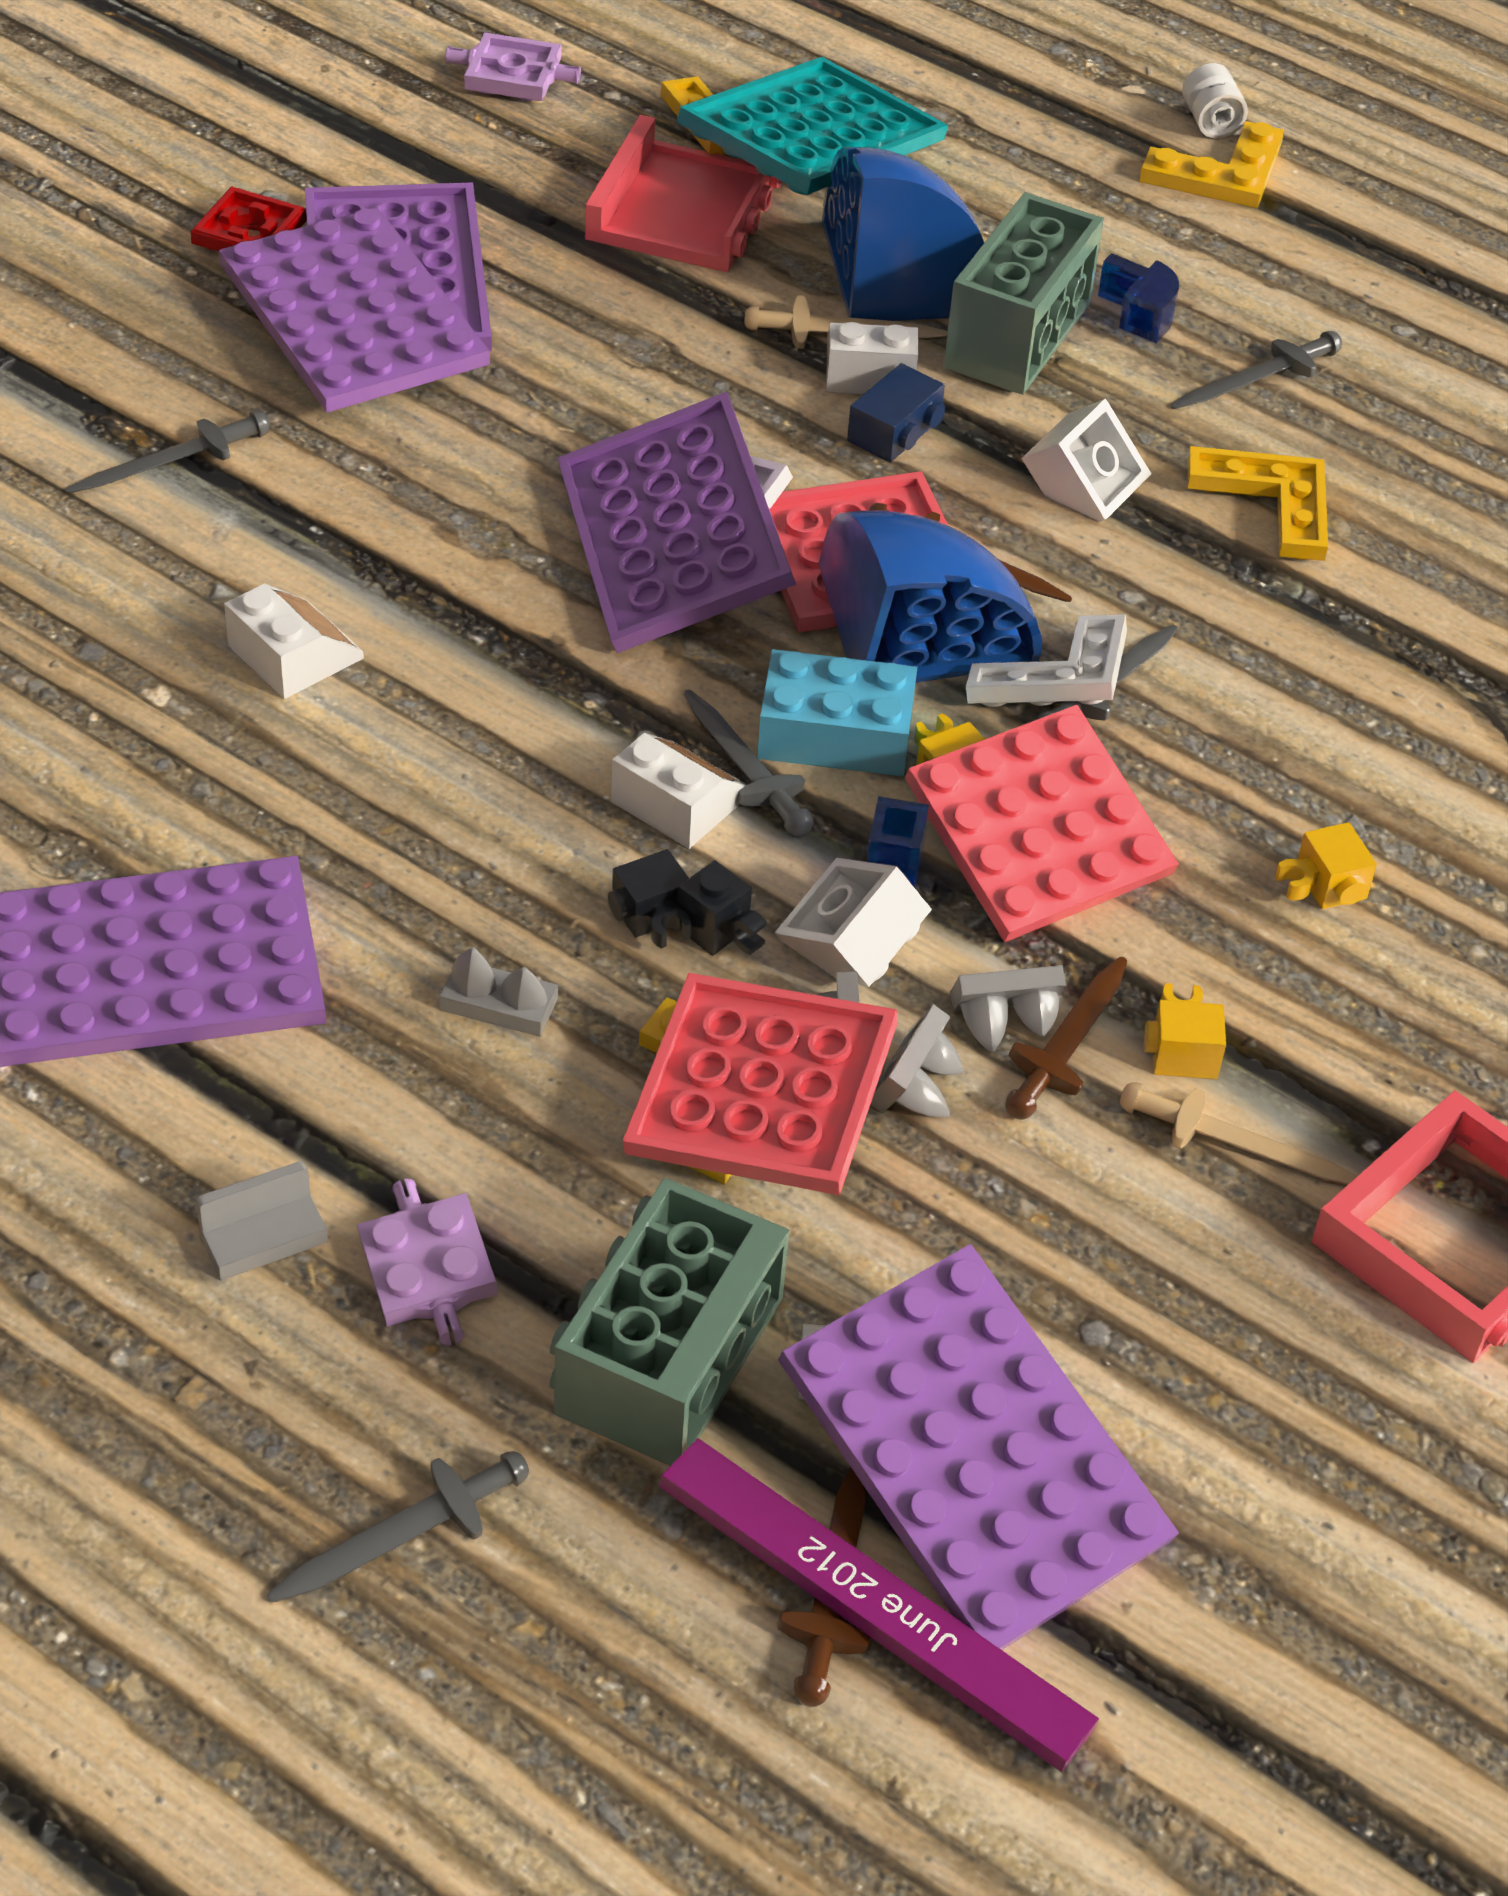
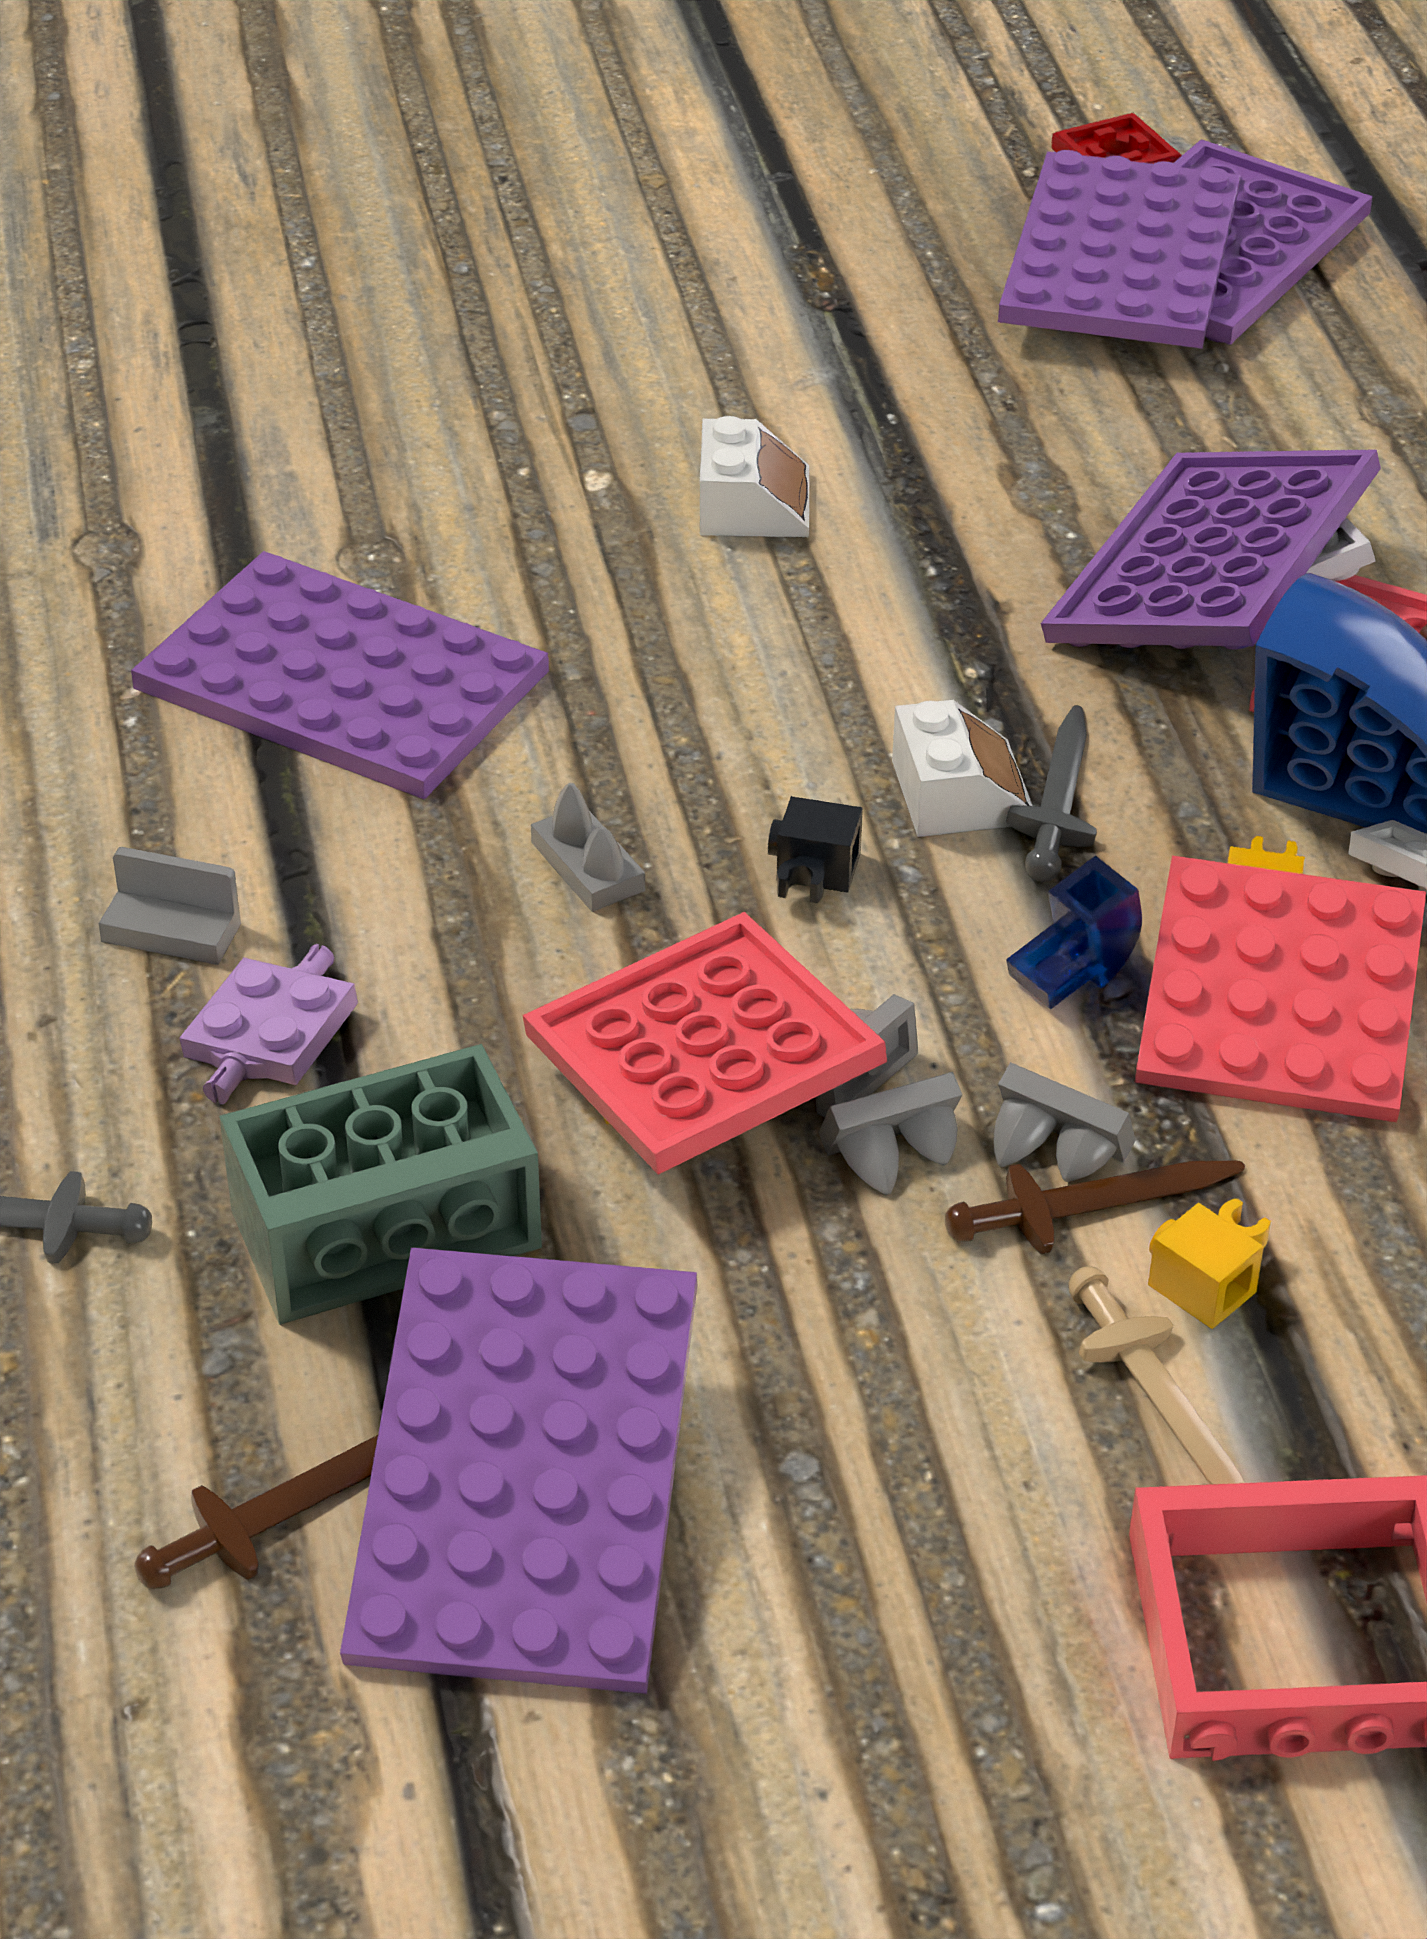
camera: 45 degrees right, 5 degrees down
(210, 438) = (880, 304): dark grey sword -> none
(720, 910) = (859, 887): black brick -> none
(836, 712) = (1187, 784): medium azure brick -> none
(855, 919) = (975, 969): white slope -> none
(880, 1604) = (294, 1551): magenta tile -> none

